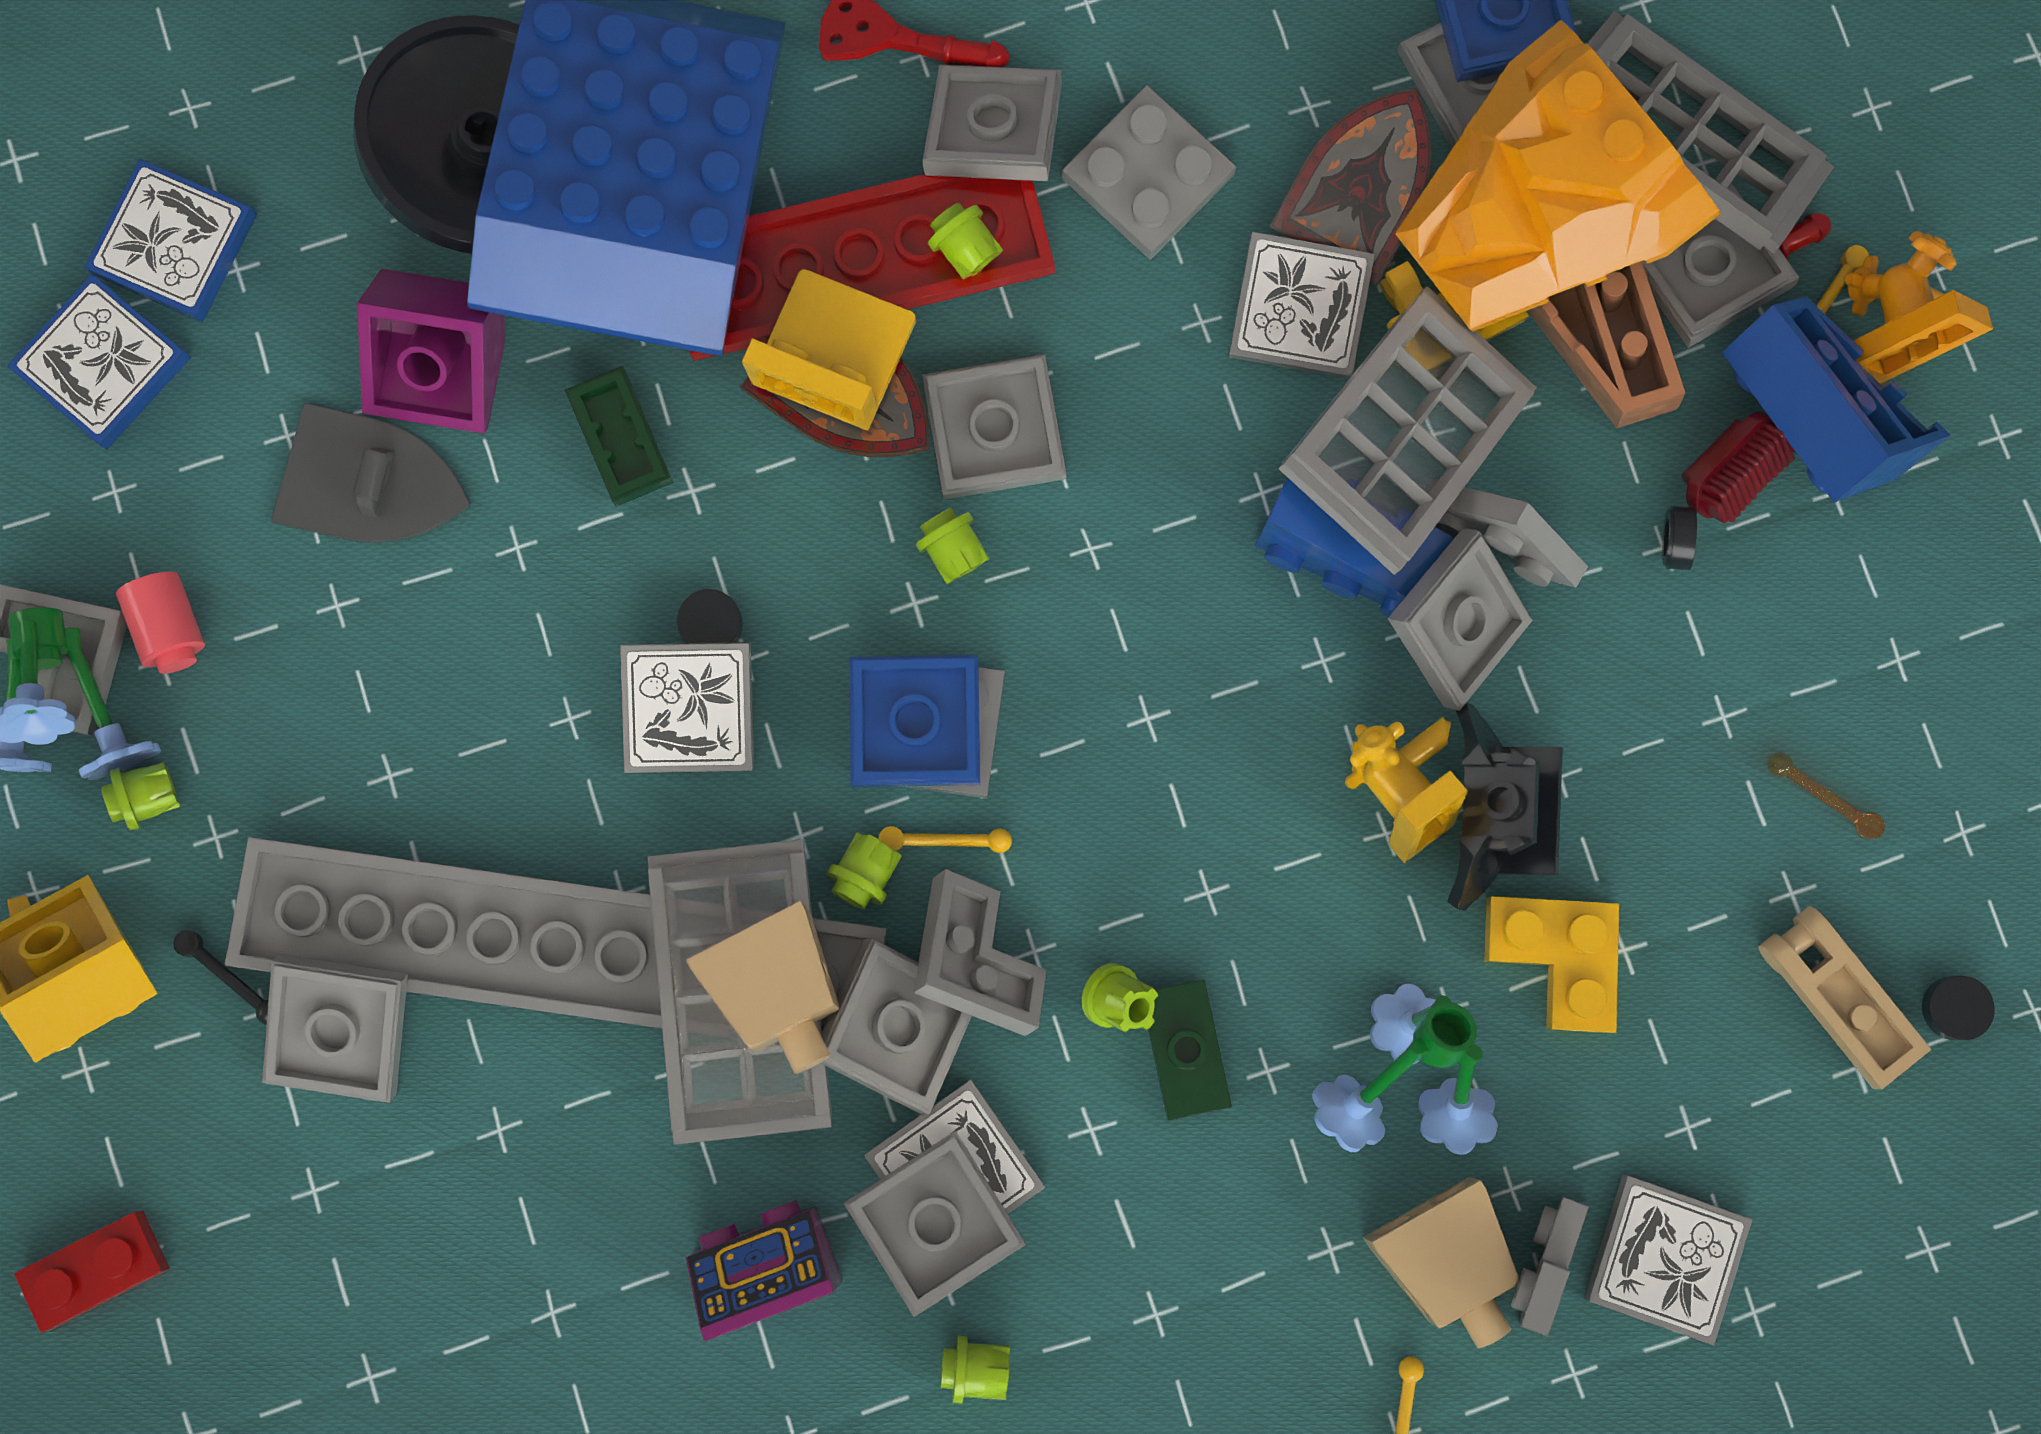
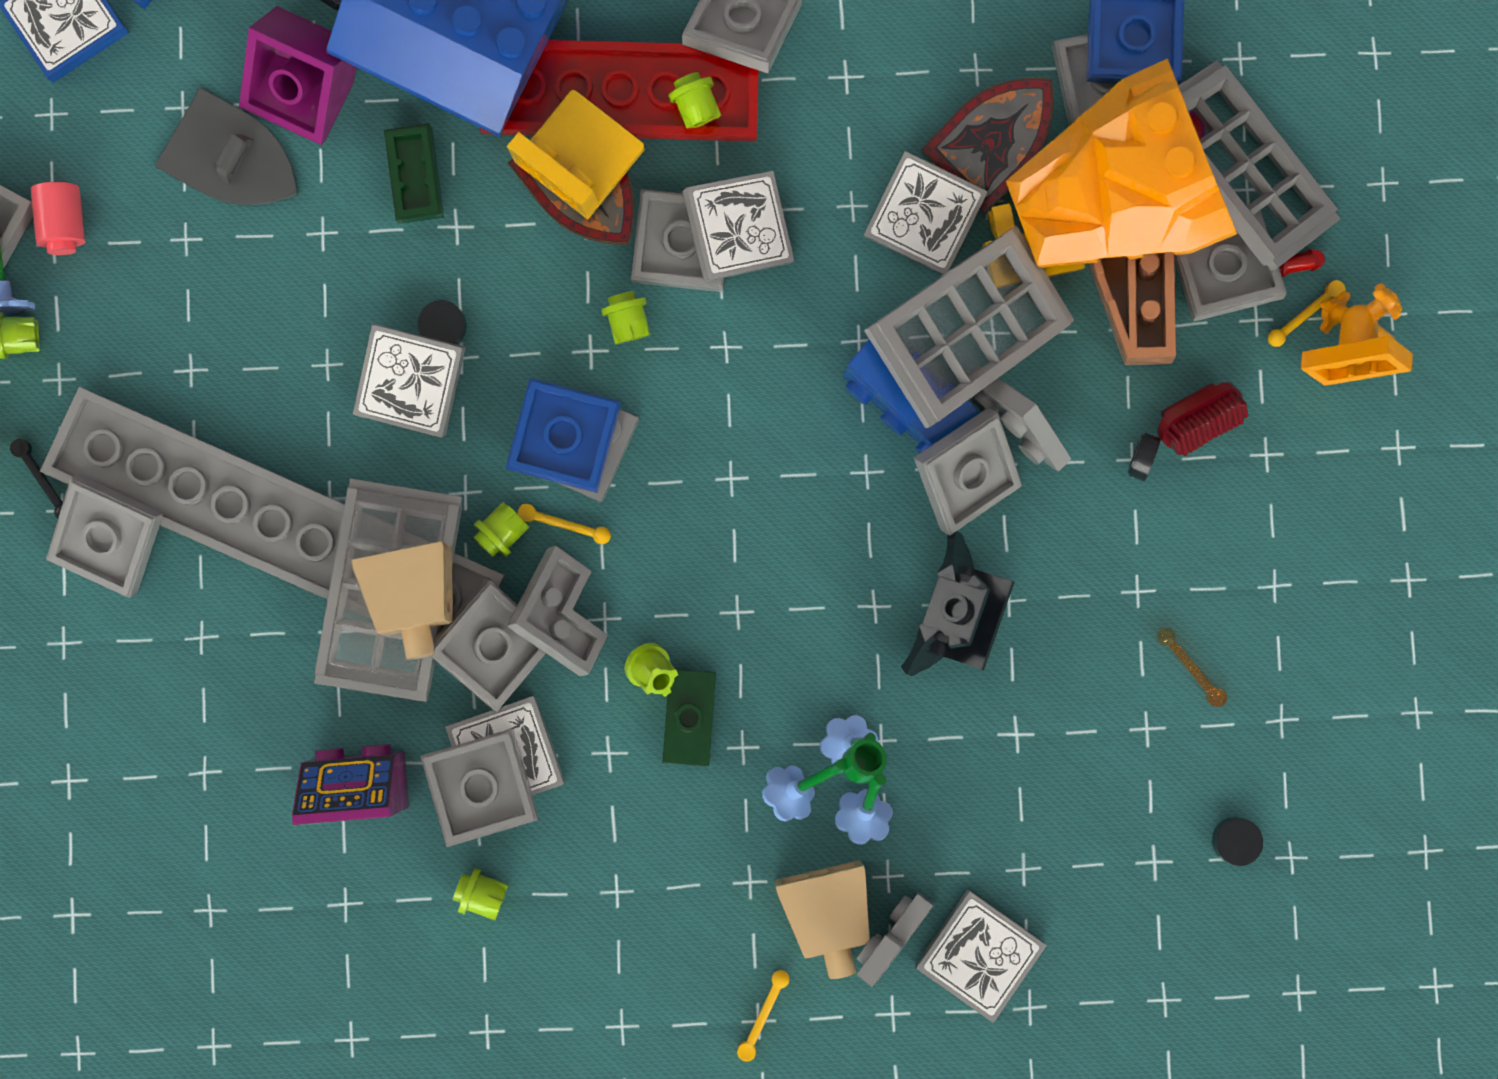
camera: 15 degrees right, 5 degrees up
(1064, 386) = (738, 225): none -> tile
(1148, 172) = (845, 86): light grey plate -> none
(1418, 807) = (897, 595): yellow piece -> none
(1577, 945) = (983, 723): yellow plate -> none
(1826, 403) = (1277, 390): blue wedge -> none
(1845, 999) = (1159, 813): tan plate -> none

